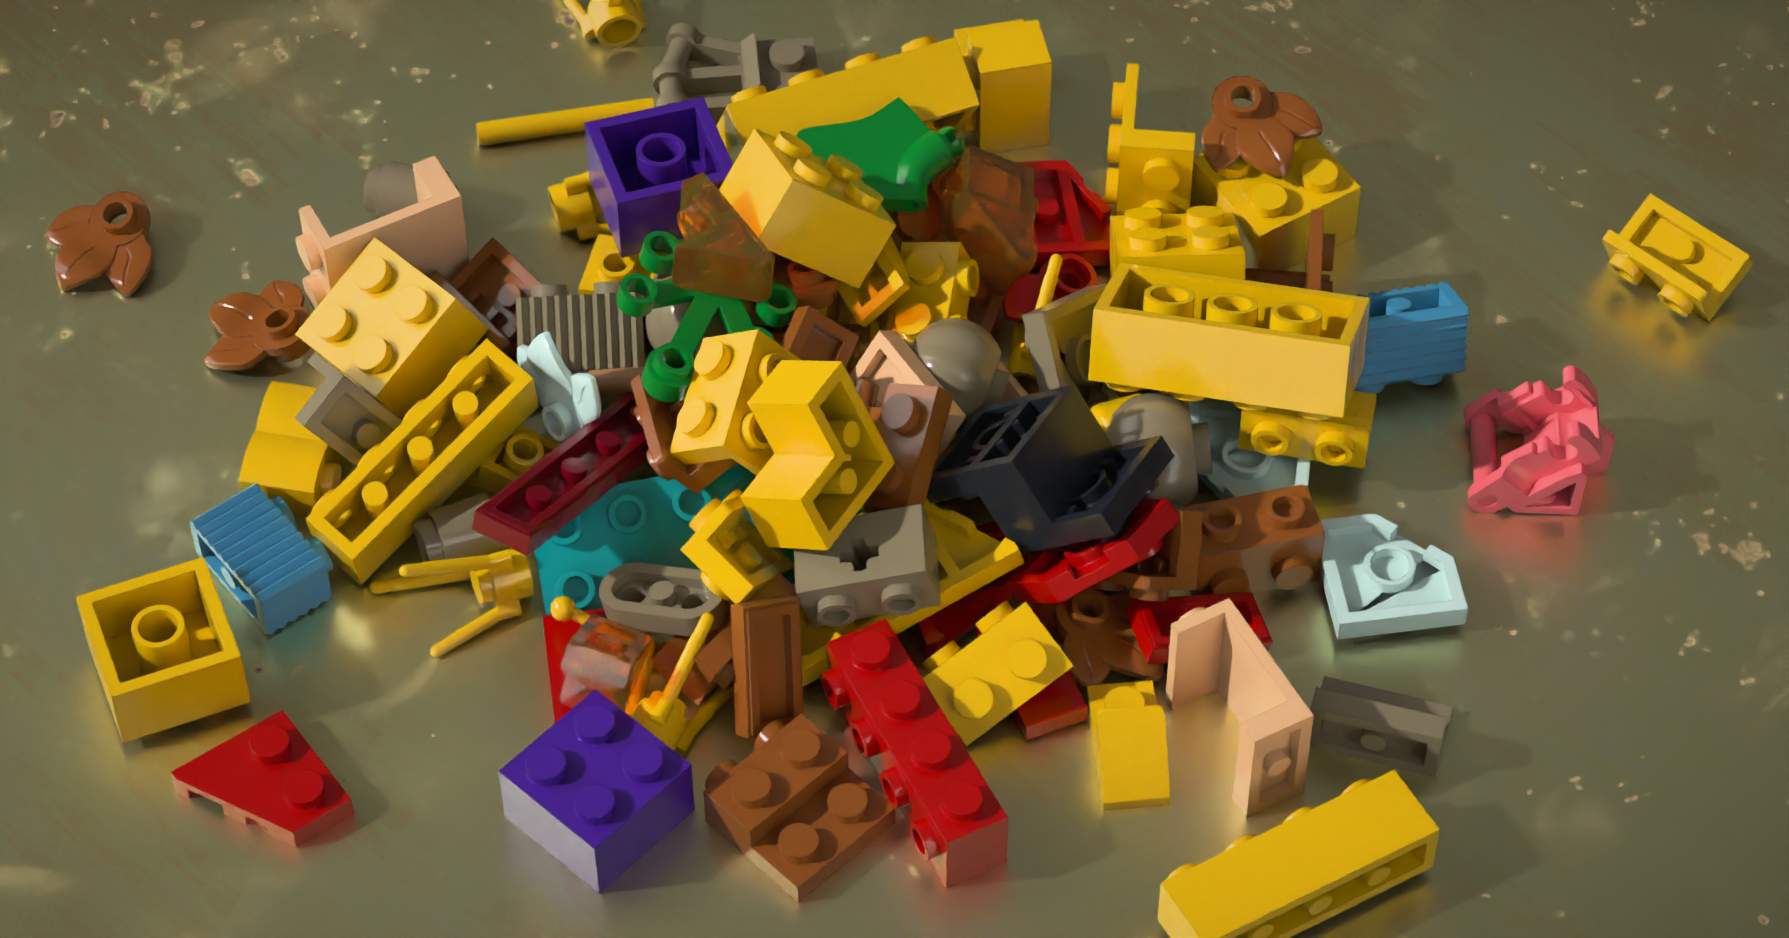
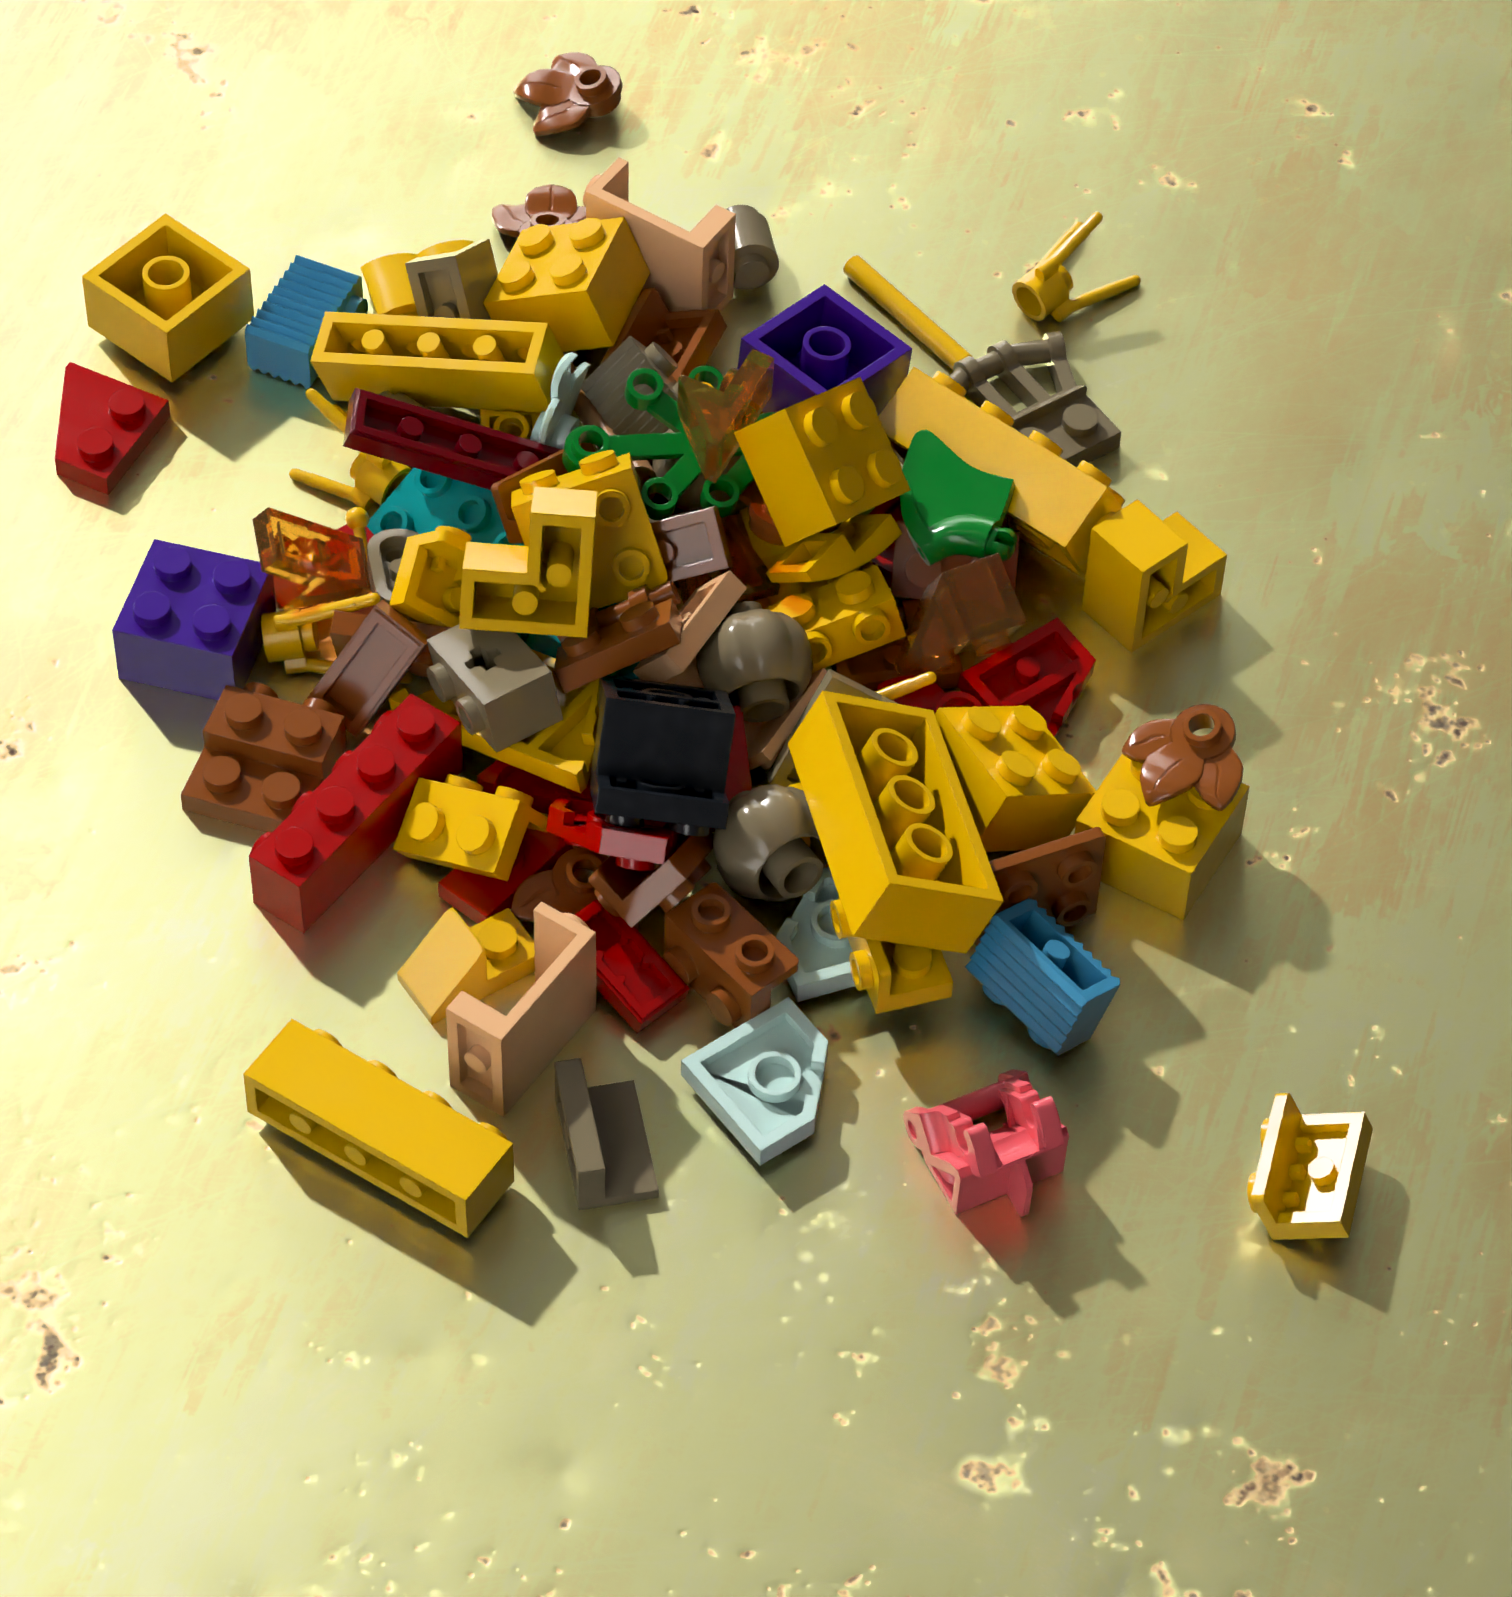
camera: 60 degrees right, 0 degrees up
(1152, 163) = (1122, 691): yellow bracket -> none

